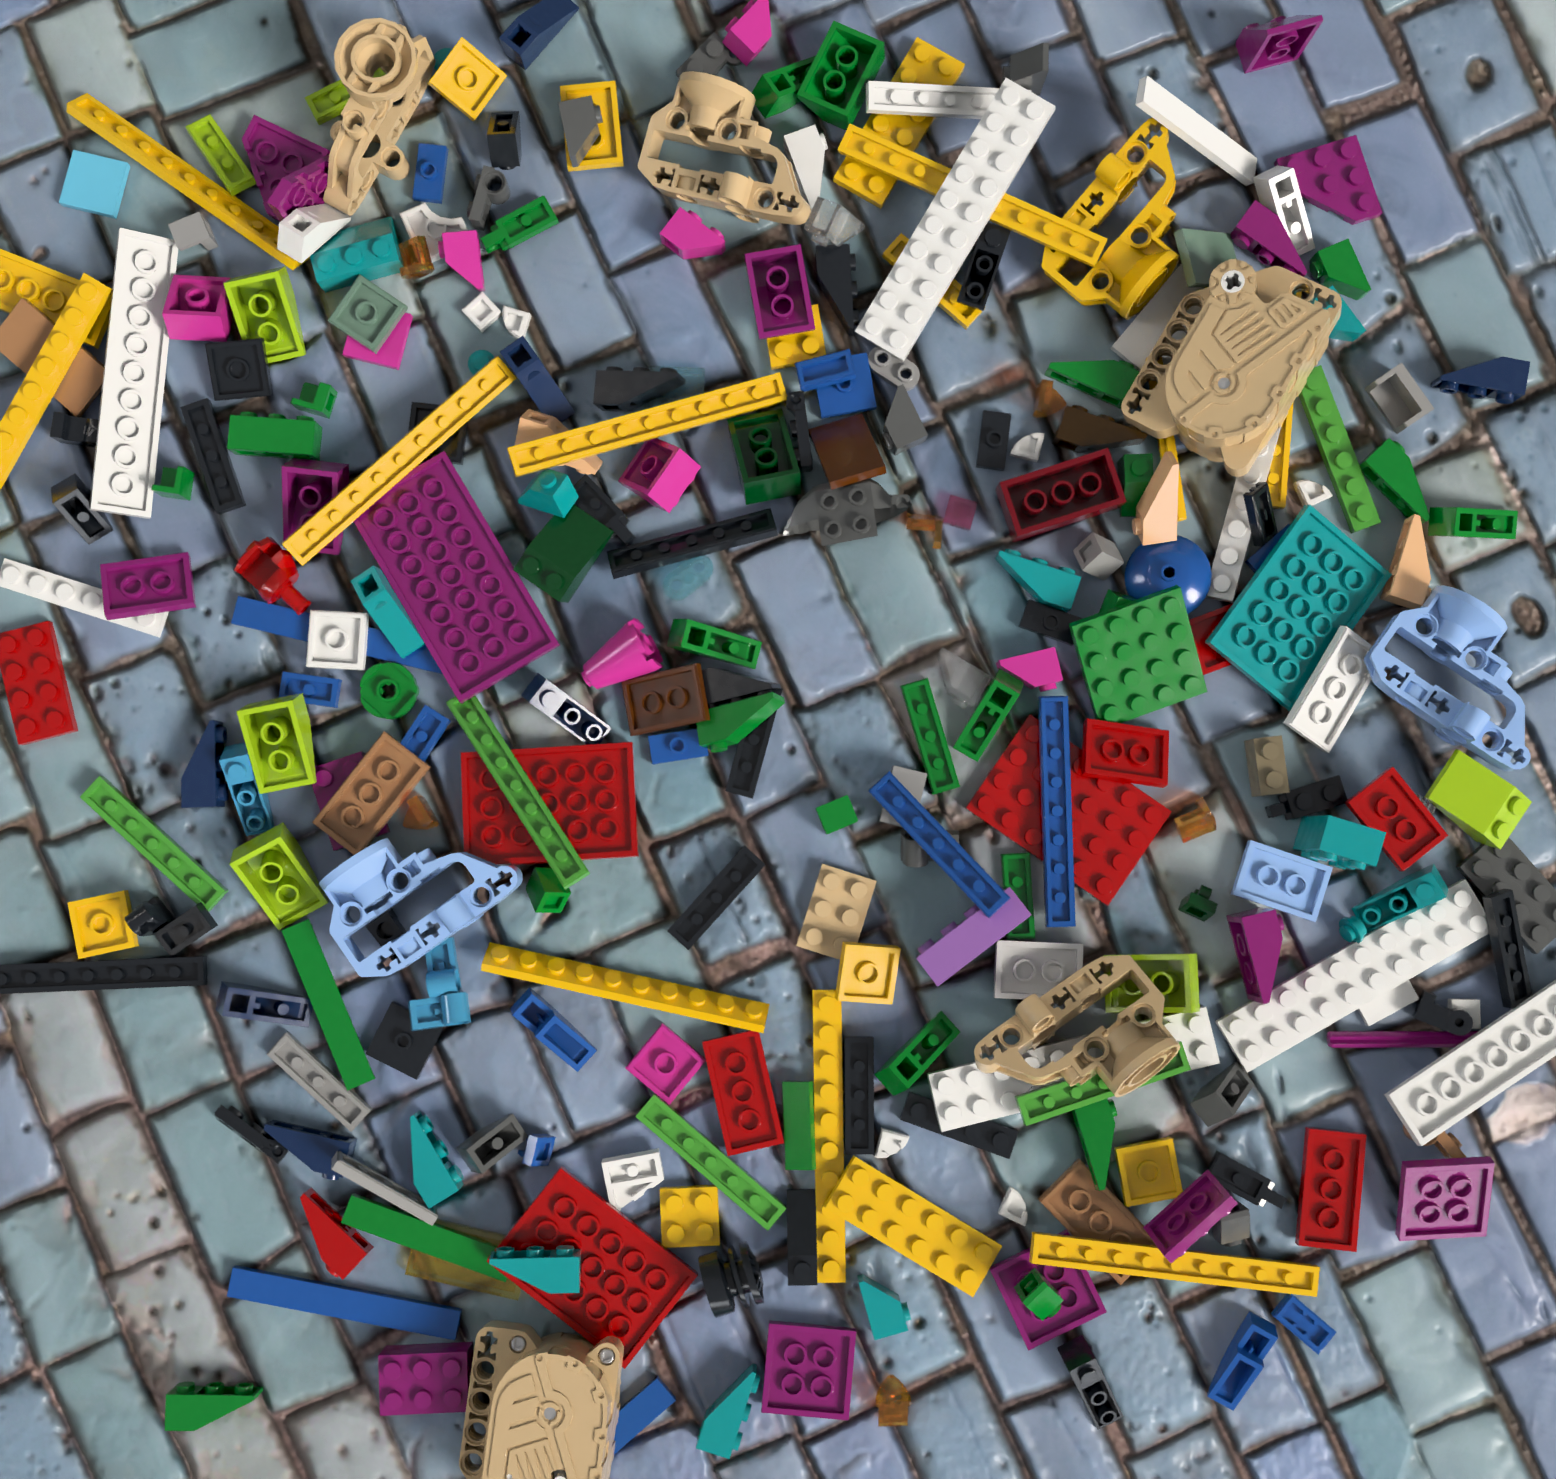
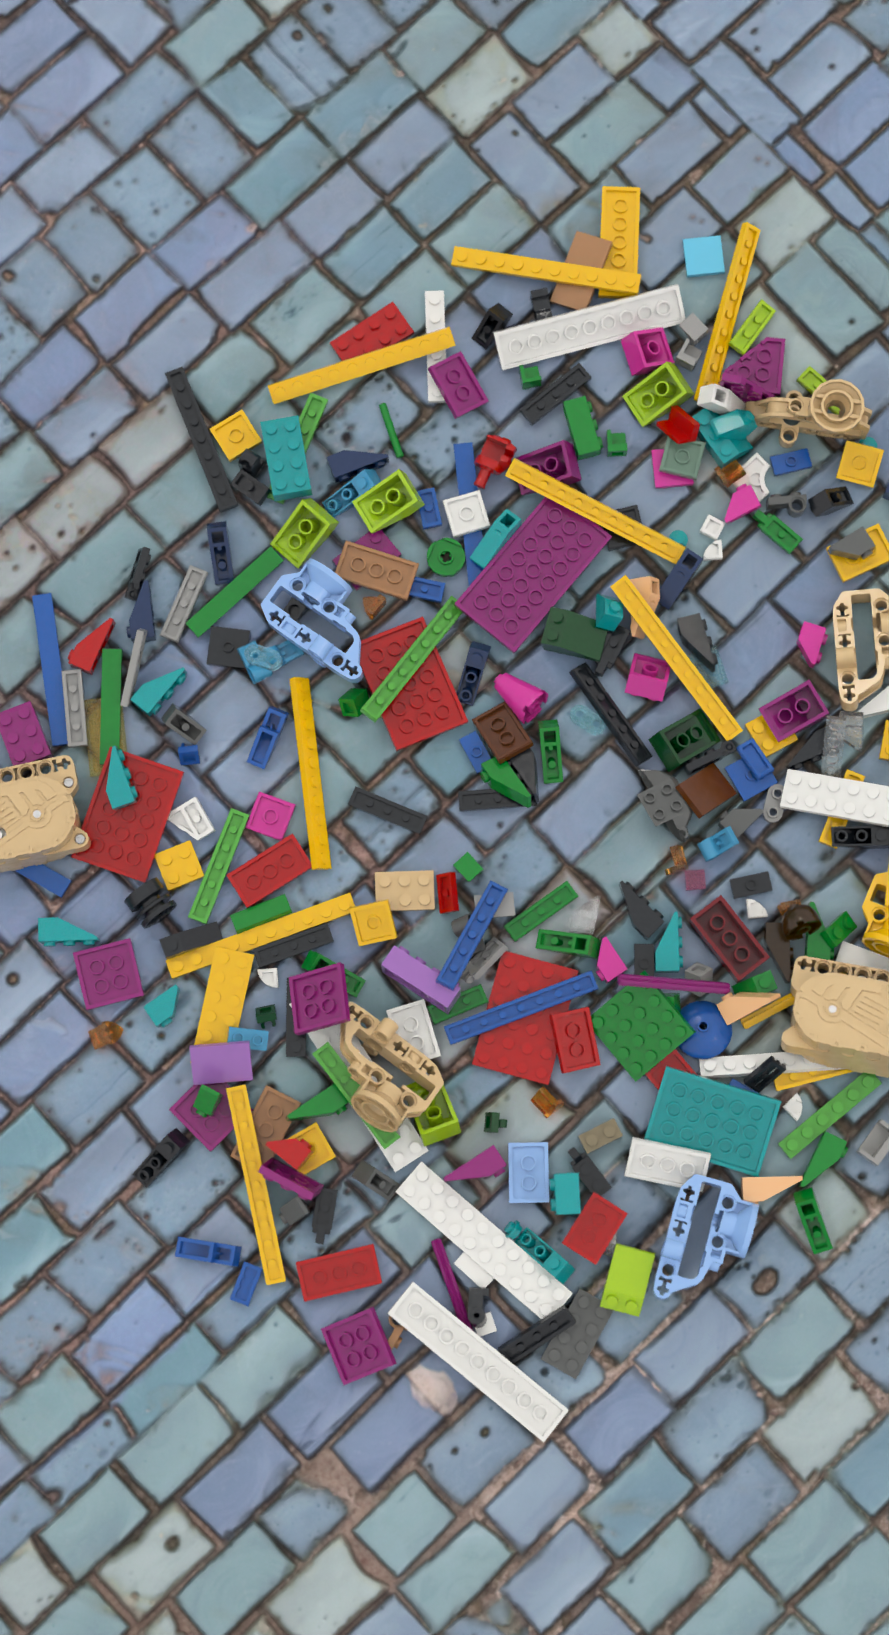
camera: 75 degrees right, 5 degrees down
(67, 711) = (361, 365): none -> yellow plate
(161, 865) = (286, 458): none -> teal brick
(179, 703) = (391, 431): none -> green bar
(229, 256) = (688, 356): none -> light grey panel
(239, 369) = (617, 389): black plate -> none
(322, 300) = (679, 426): none -> red panel
(349, 223) = (734, 424): none -> teal slope
(412, 1291) = (74, 708): none -> light grey plate
(439, 997) = (264, 657): none -> clear light blue plate
(850, 254) = (833, 746): none -> clear plate
(861, 855) = (447, 892): none -> red plate
(925, 461) = (718, 844): none -> dark azure plate
(942, 1167) = (265, 1014): none -> dark green tile
(956, 1090) = (319, 999): none -> magenta plate
(969, 1205) = (257, 1038): none -> dark azure plate
(972, 835) = (483, 960): none -> light grey hinge
(985, 602) = (641, 915): none -> black slope
(992, 1257) = (221, 1062): none -> medium lavender tile
(1013, 1207) = (259, 1070): white tile -> none
(1074, 388) = (799, 920): none -> dark brown cylinder
(1098, 344) = (838, 929): none -> green plate
(1102, 591) = (673, 983): none -> magenta axle
(1152, 1203) = (292, 1151): none -> red slope

